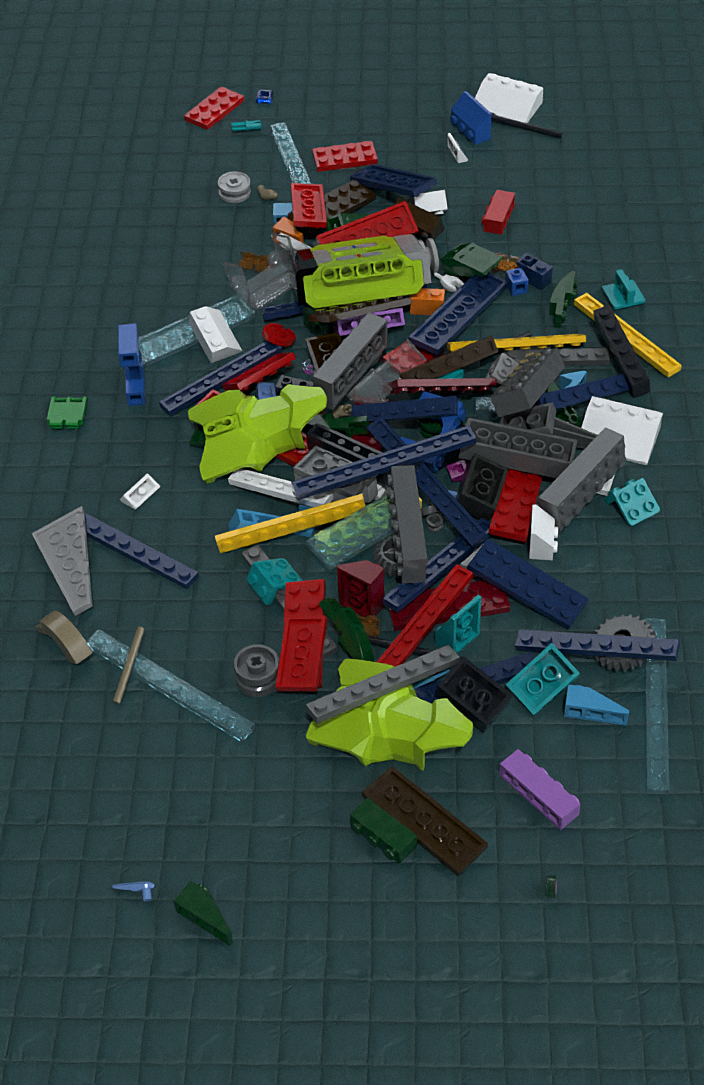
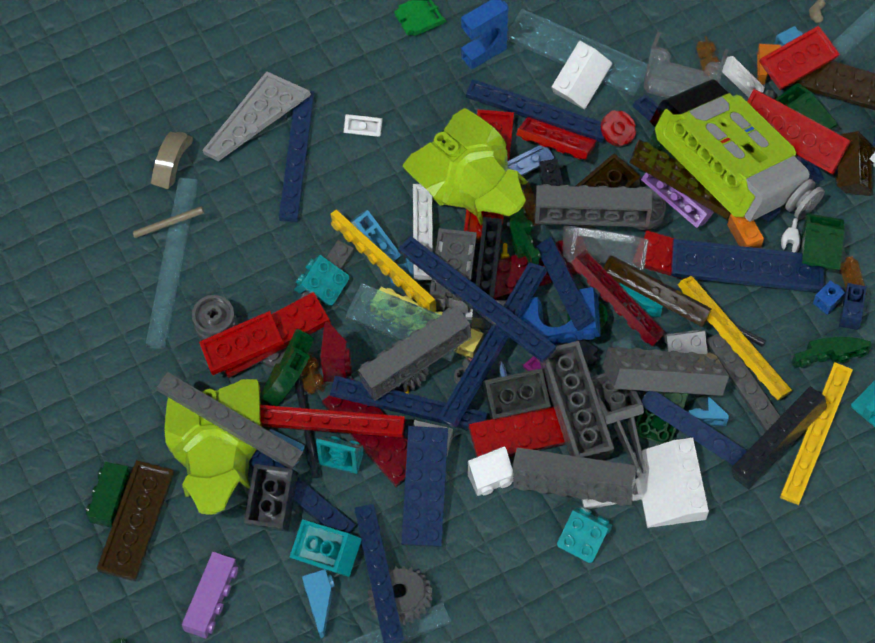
camera: 60 degrees right, 15 degrees up
(342, 411) = (553, 230): dark tan arm -> none

